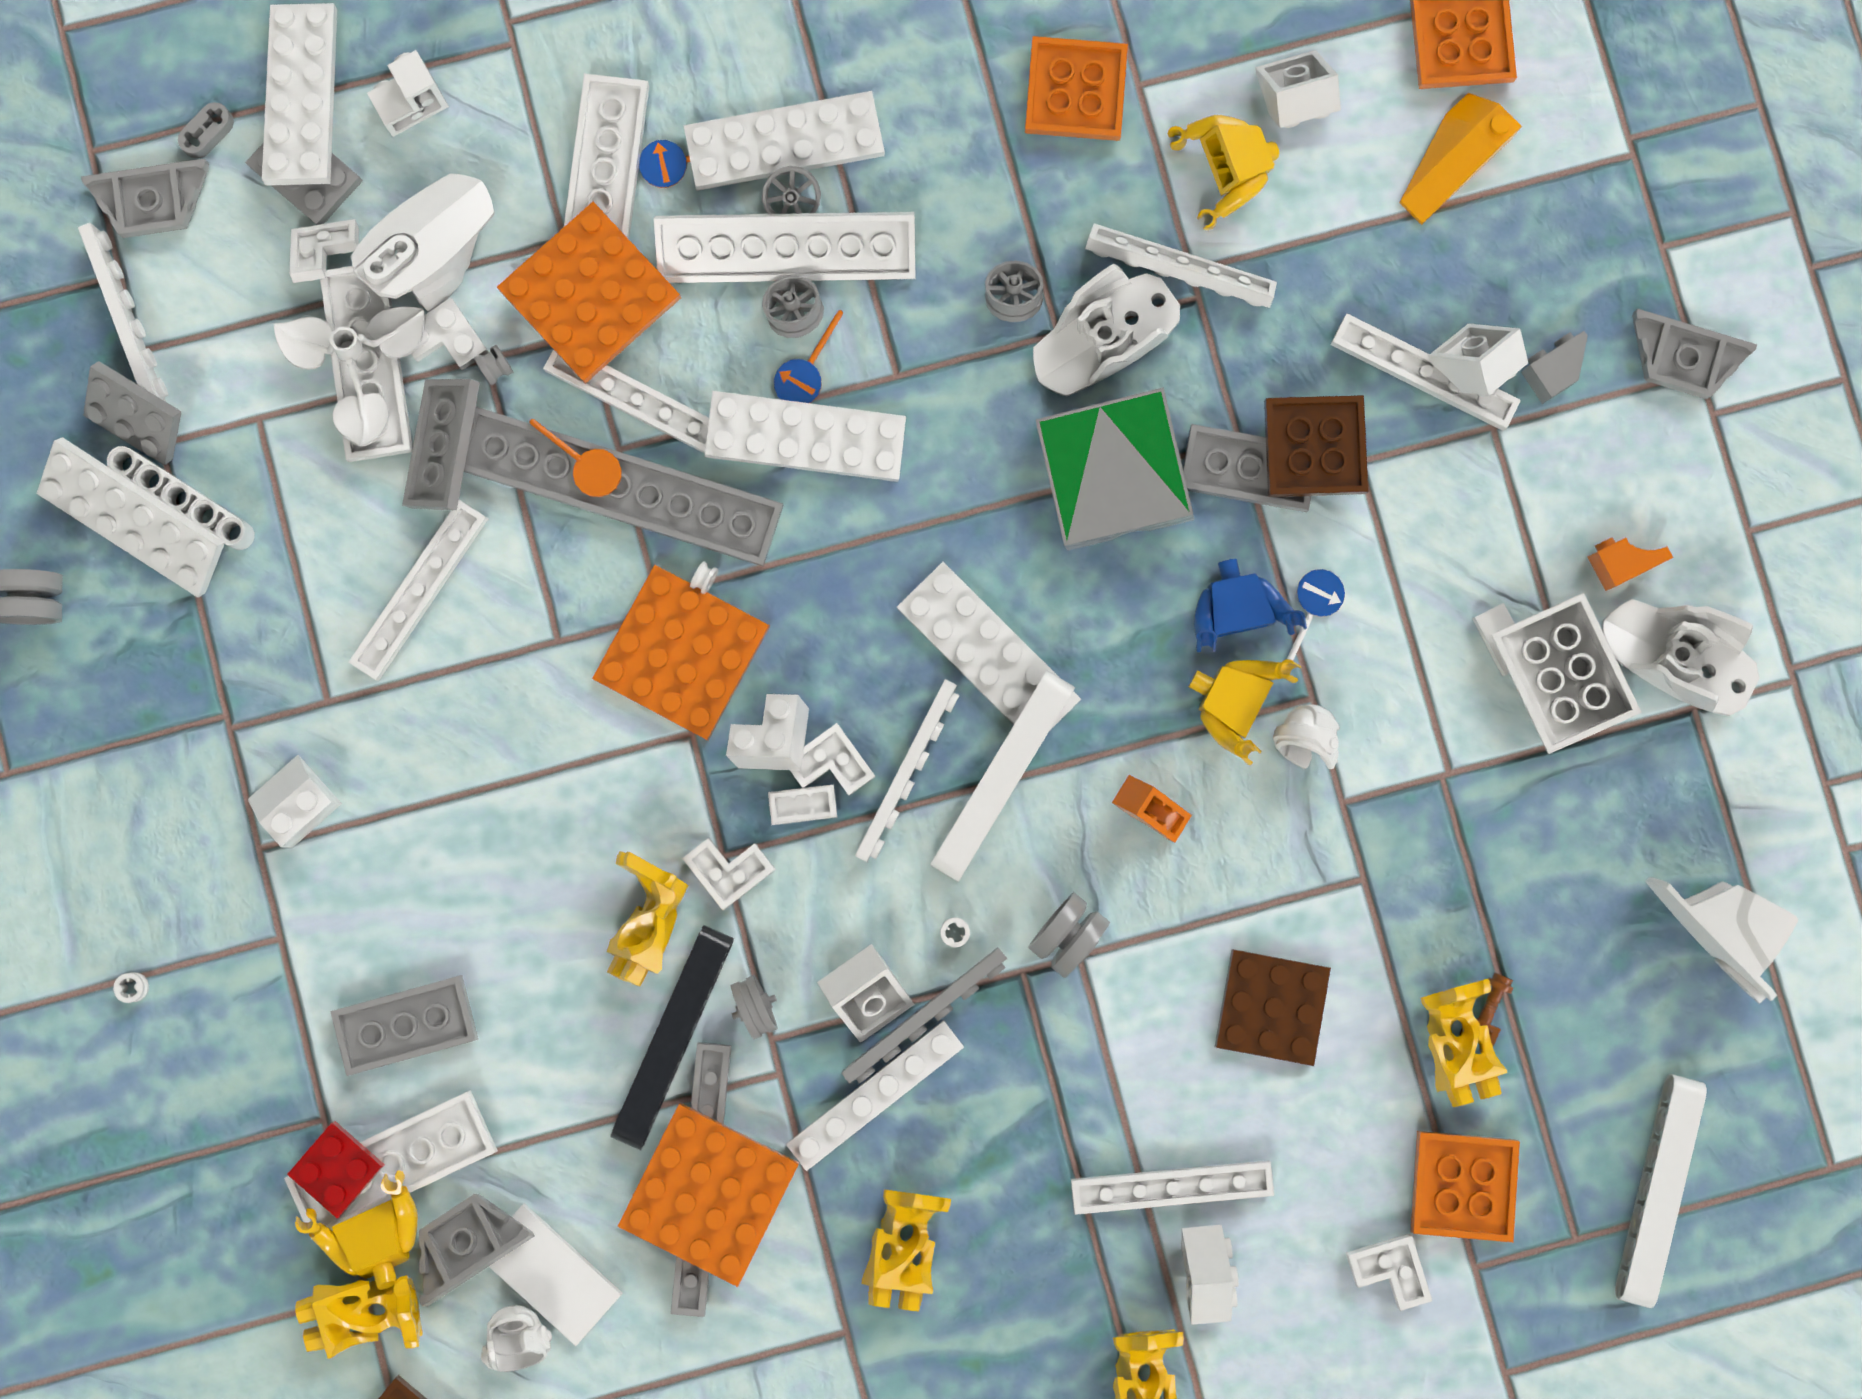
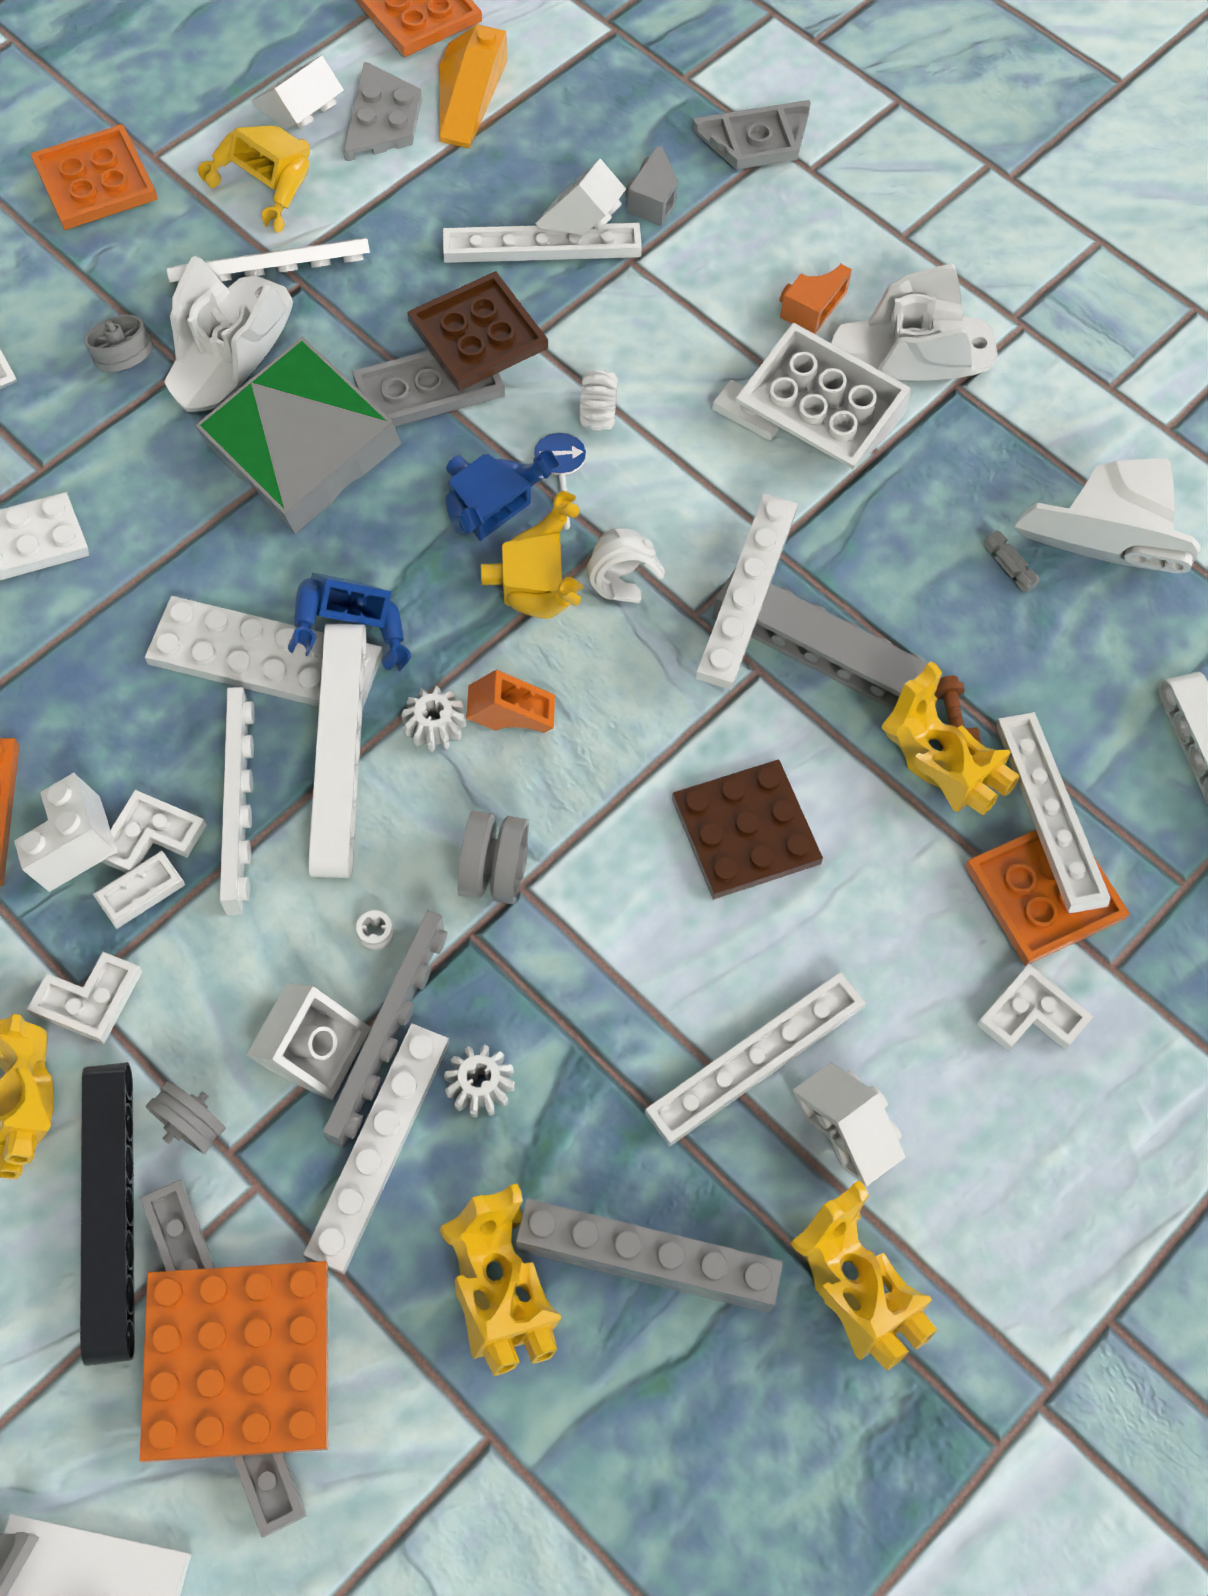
camera: 30 degrees left, 20 degrees down
(968, 1104) = (490, 1090): none -> white gear
(1016, 1284) = (649, 1256): none -> light grey brick
(1072, 654) = (349, 602): none -> blue torso
(1080, 778) = (425, 730): none -> white gear
(1364, 146) = (382, 113): none -> light grey wing
(1378, 569) = (598, 400): none -> white gear
(1391, 820) = (747, 592): none -> white plate
(1426, 888) = (832, 645): none -> light grey brick
(1507, 1135) = (1053, 814): none -> white plate
(1626, 901) = (1011, 561): none -> light grey axle

